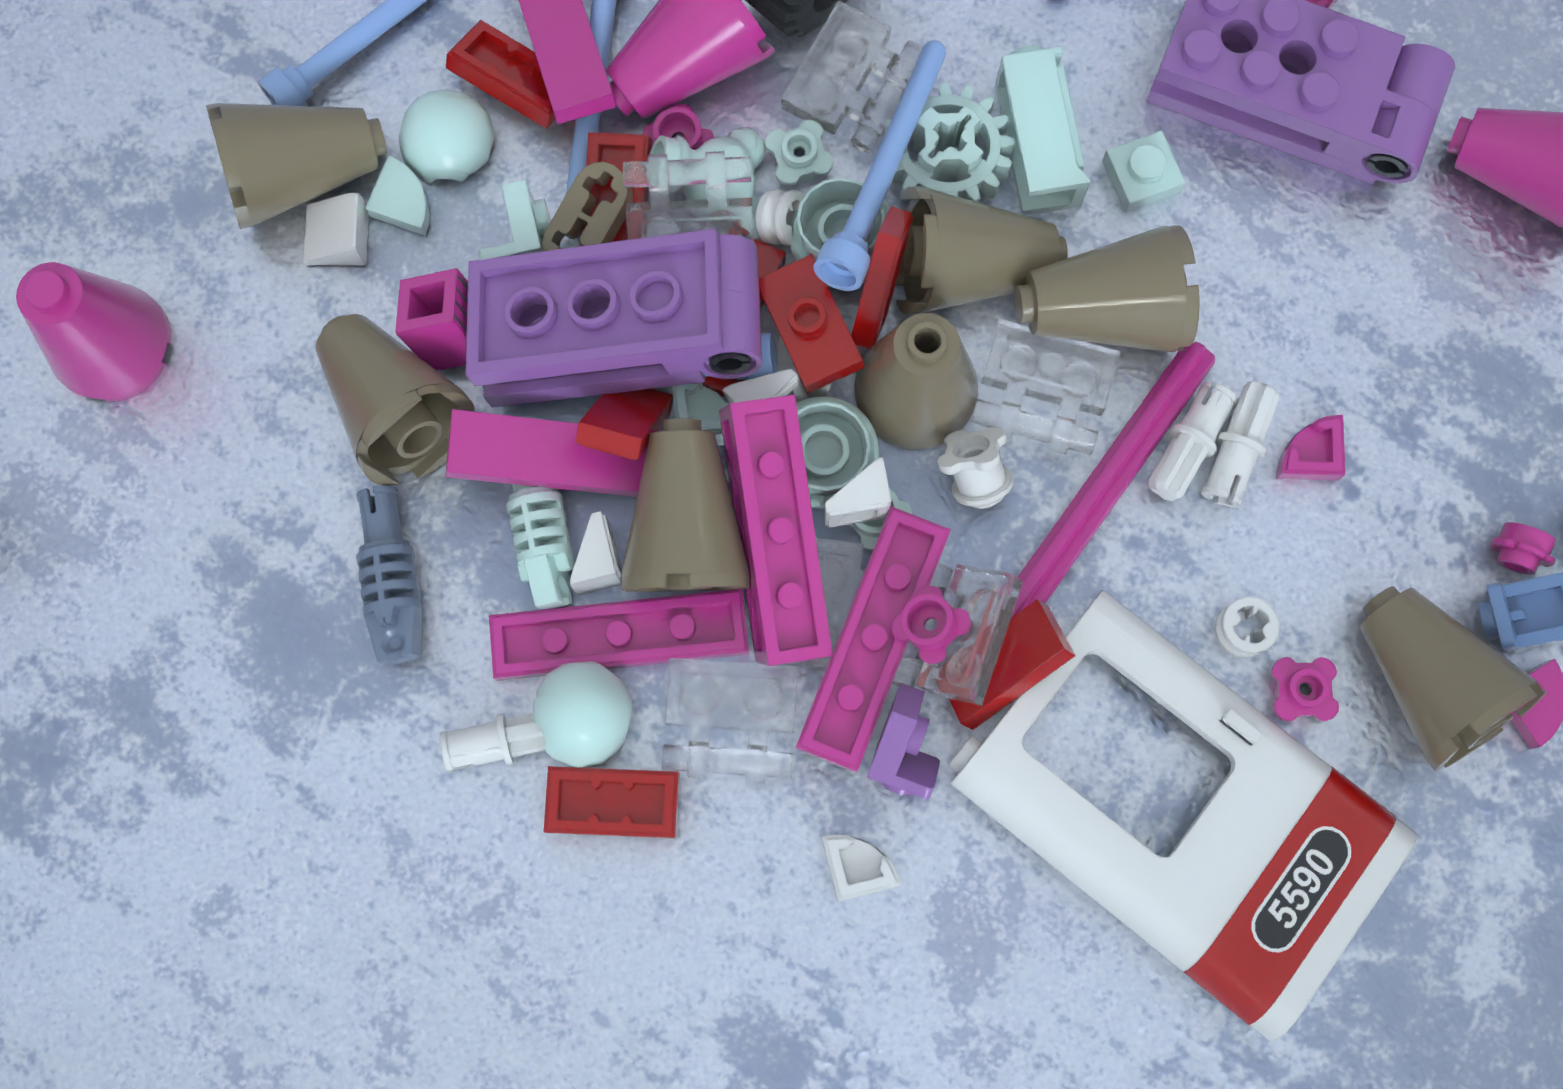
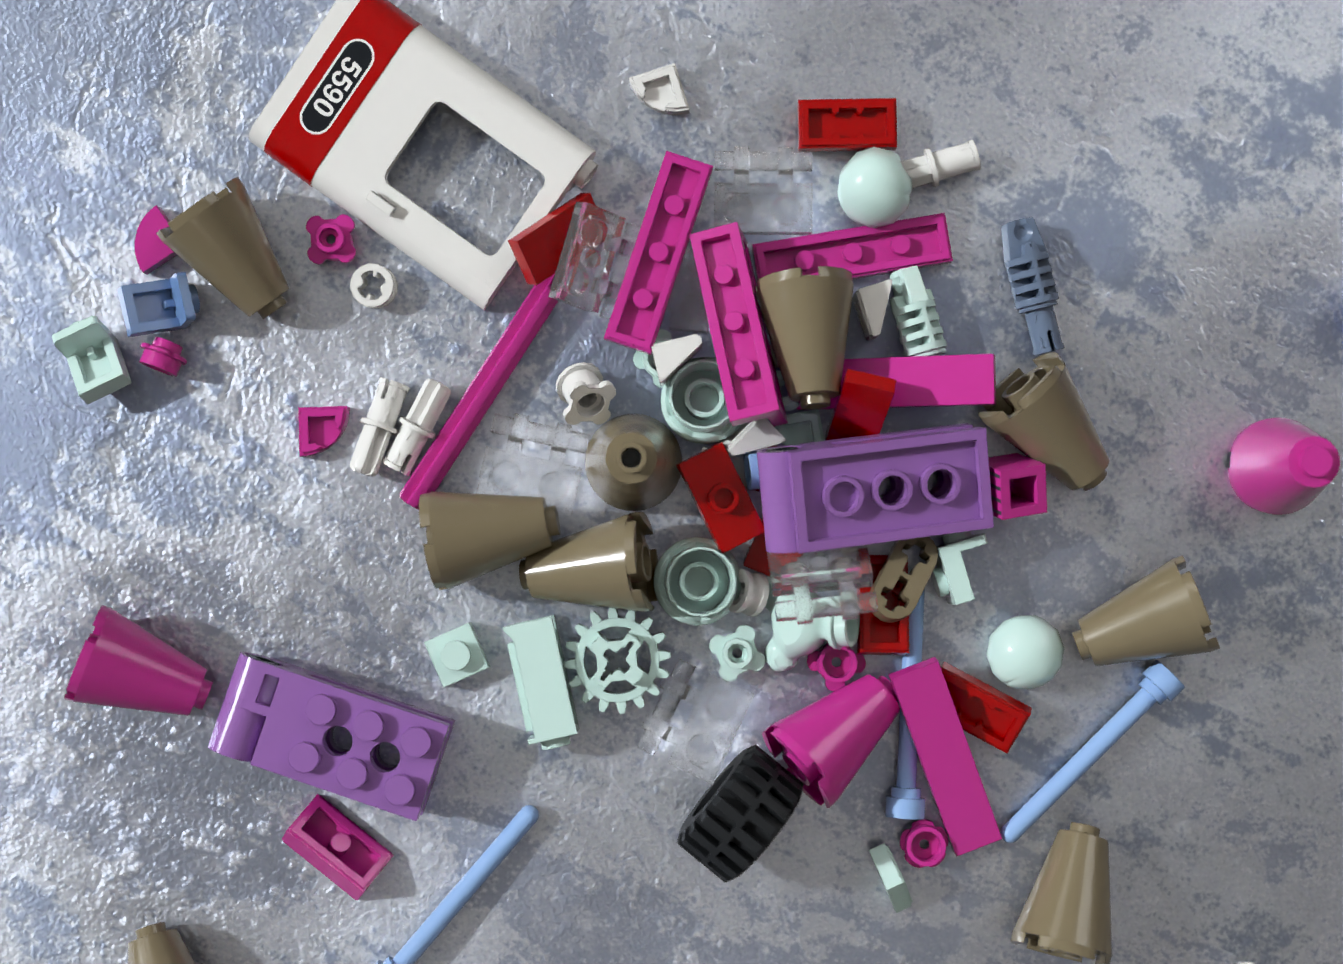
camera: 175 degrees right, 10 degrees up
(336, 231) = (1106, 565): white slope -> none
(399, 198) = (1057, 598): light aqua tile -> none
(845, 257) = (695, 542): light blue piece -> none
(882, 276) = (666, 536): red tile -> none
(897, 755) = (633, 168): medium lavender bracket -> none
(925, 606) = (630, 255): dark pink plate -> none

